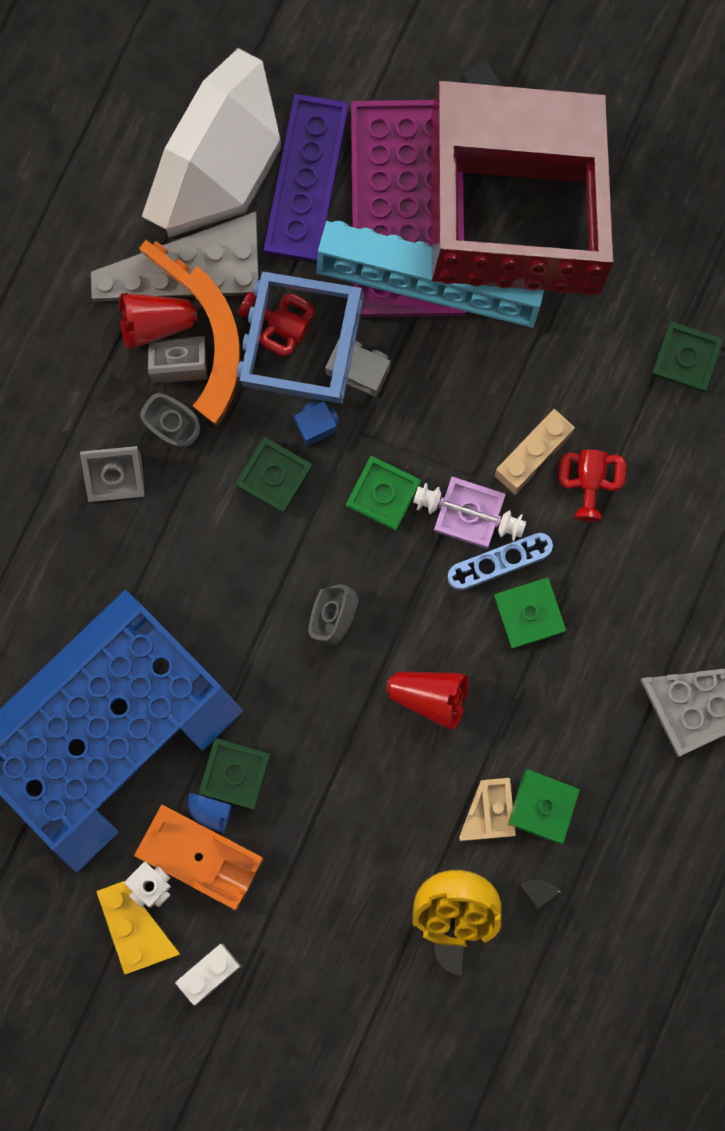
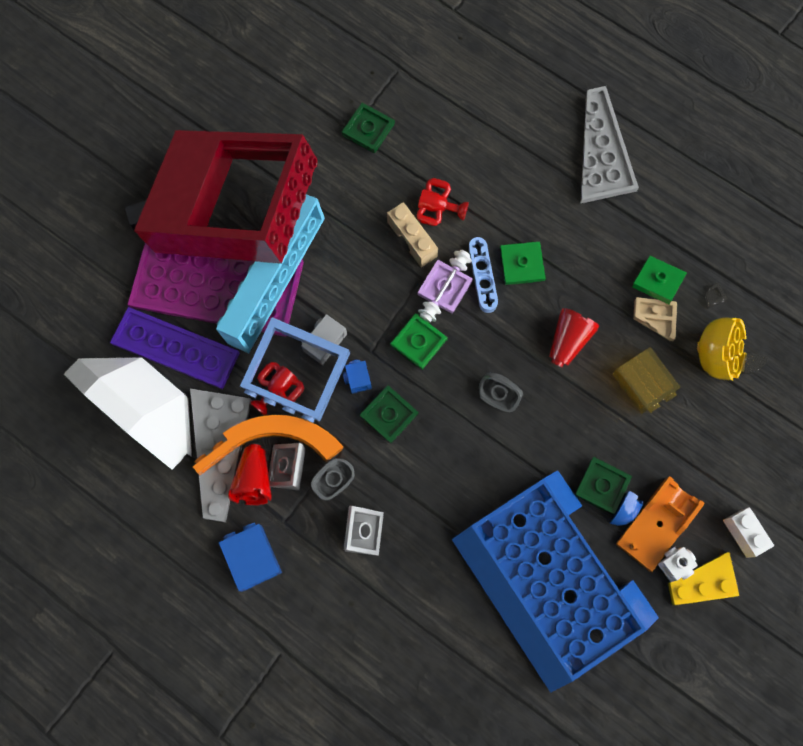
camera: 80 degrees left, 5 degrees down
(53, 341) = (250, 557): none -> blue brick
(390, 810) = (646, 381): none -> clear yellow brick

